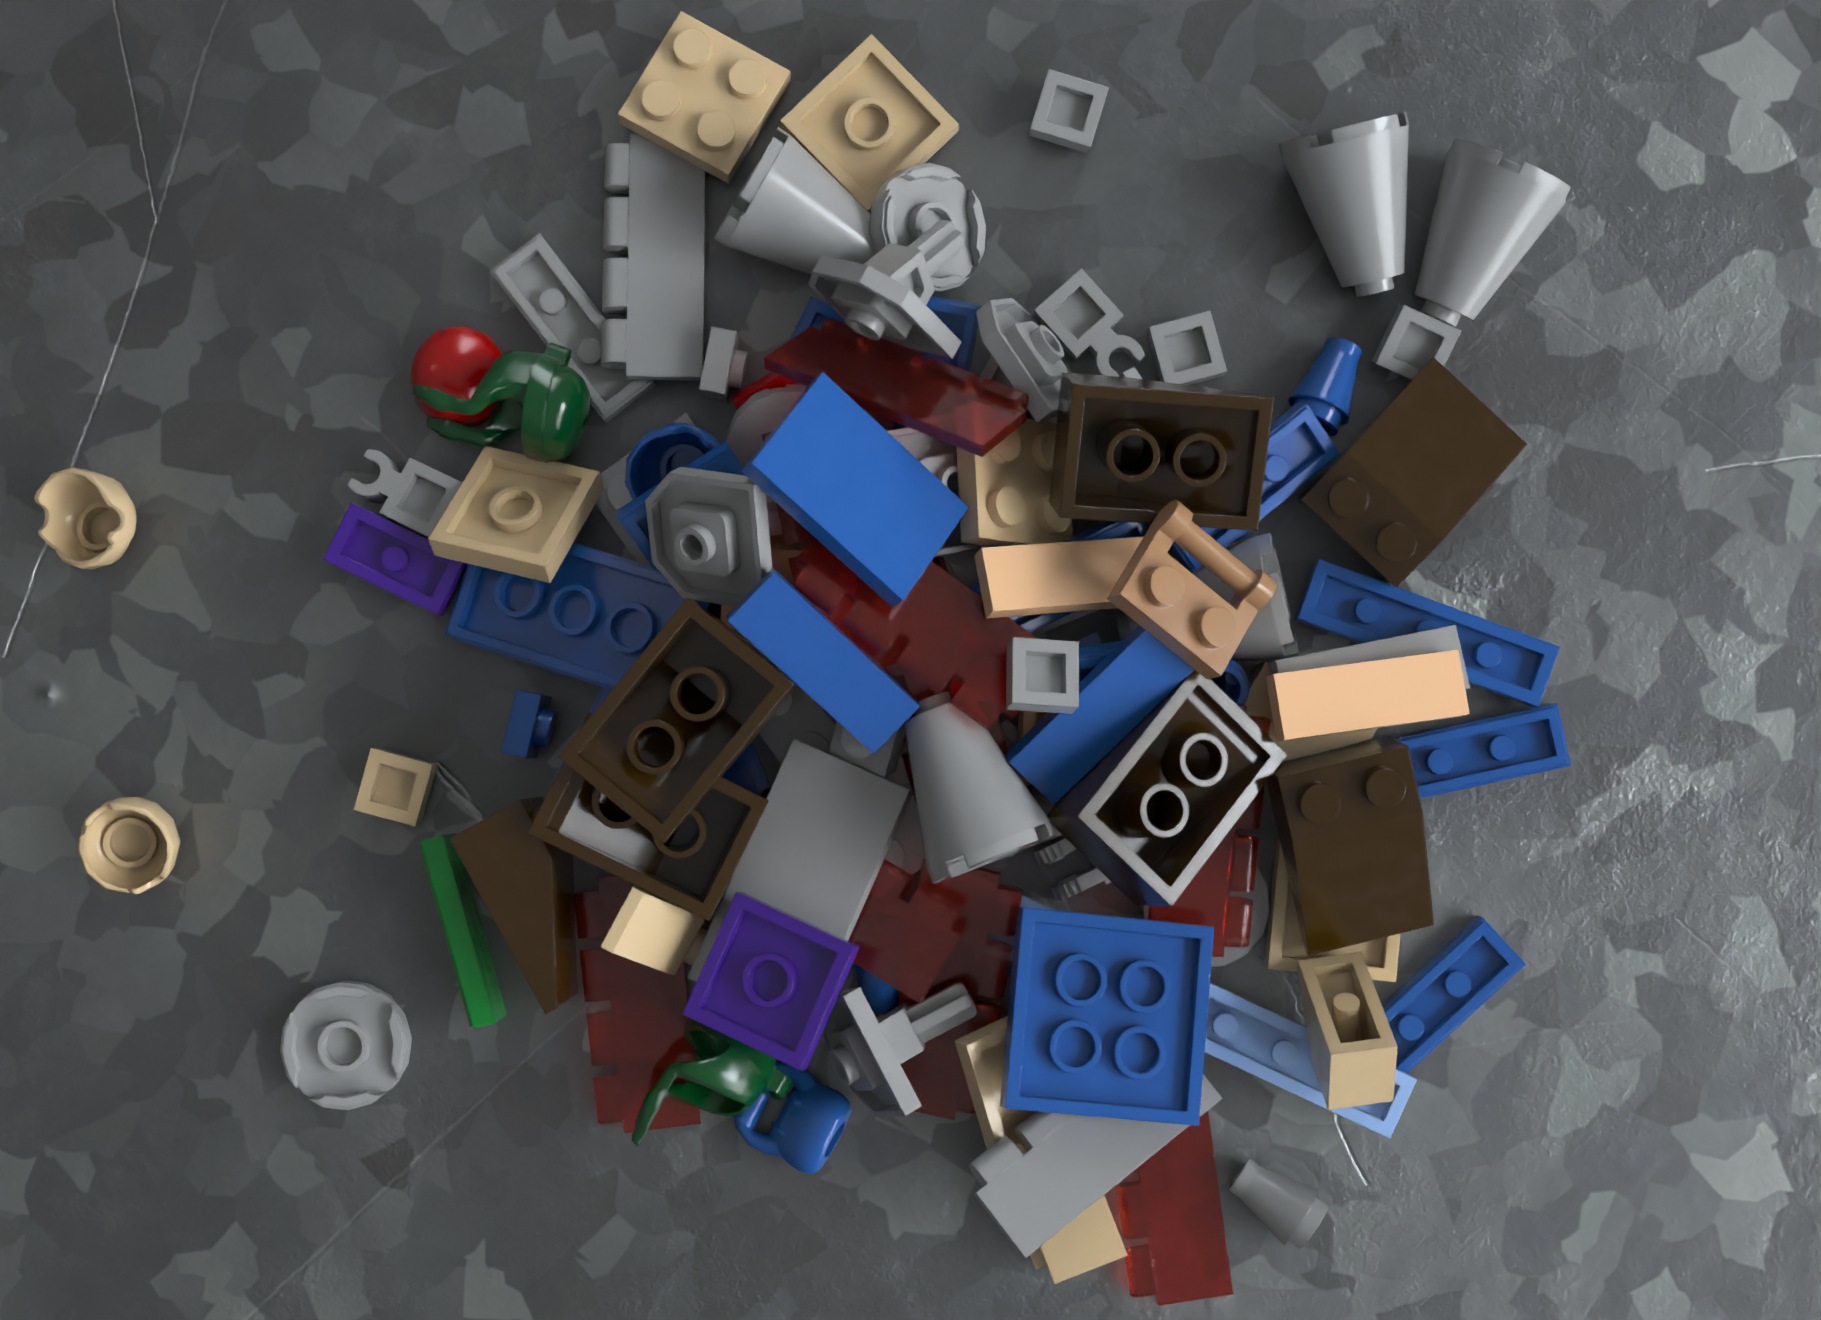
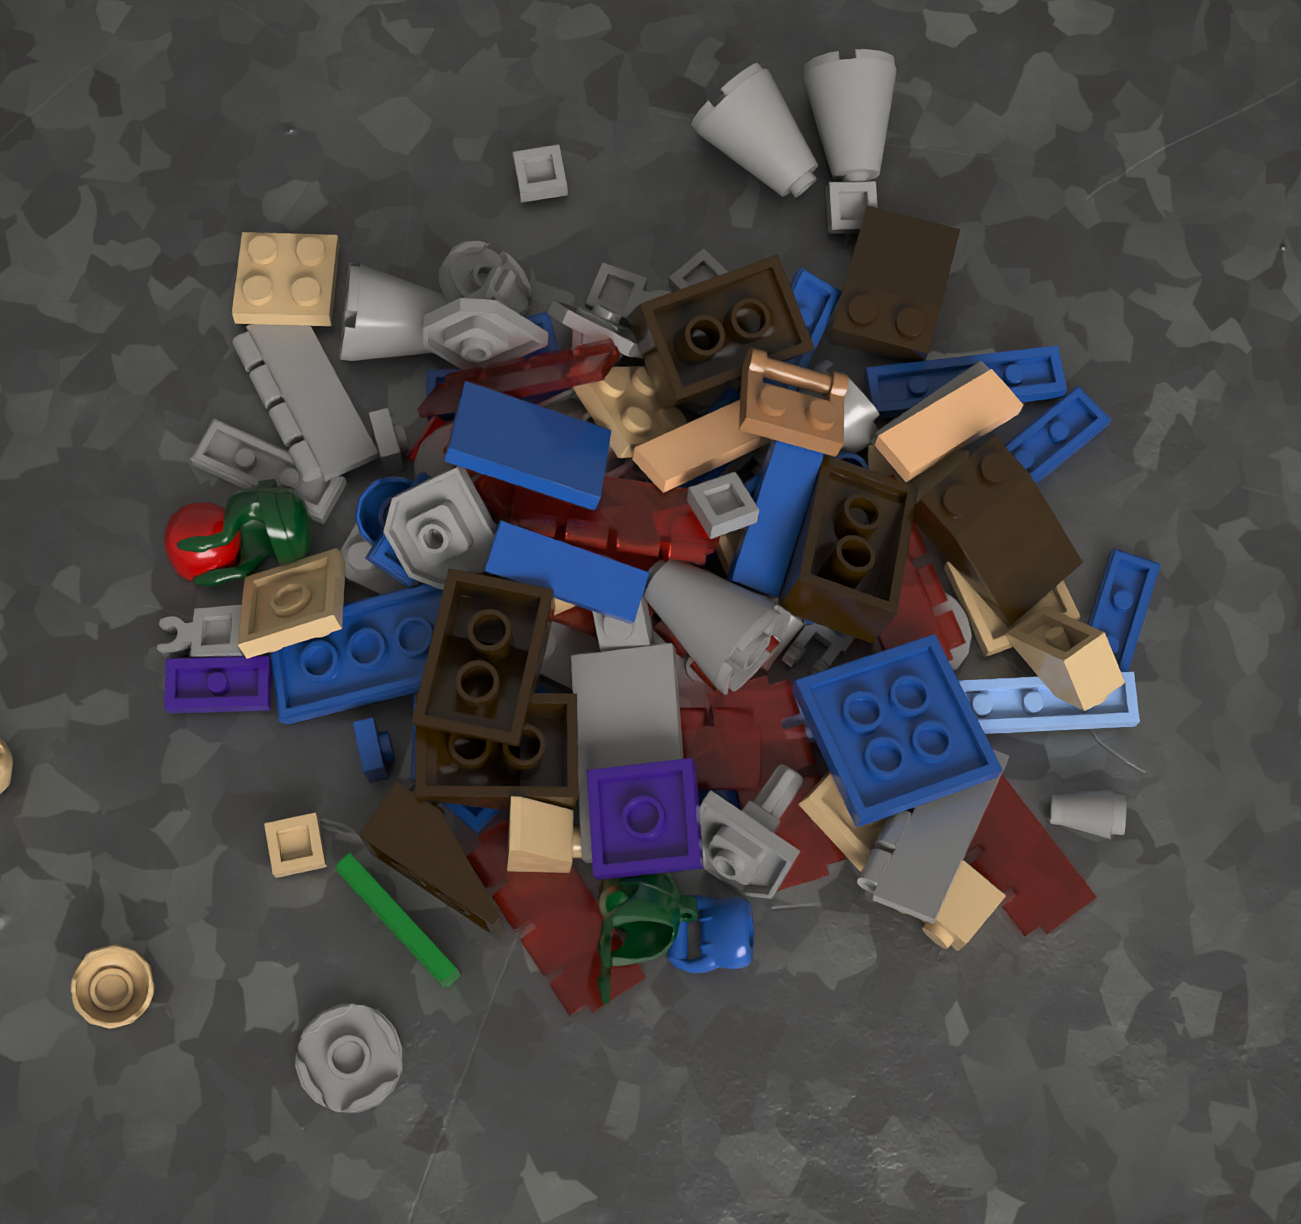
camera: 35 degrees left, 15 degrees down
(869, 121) = (410, 236): tan plate -> none
(1330, 384) = (809, 253): blue cone -> none

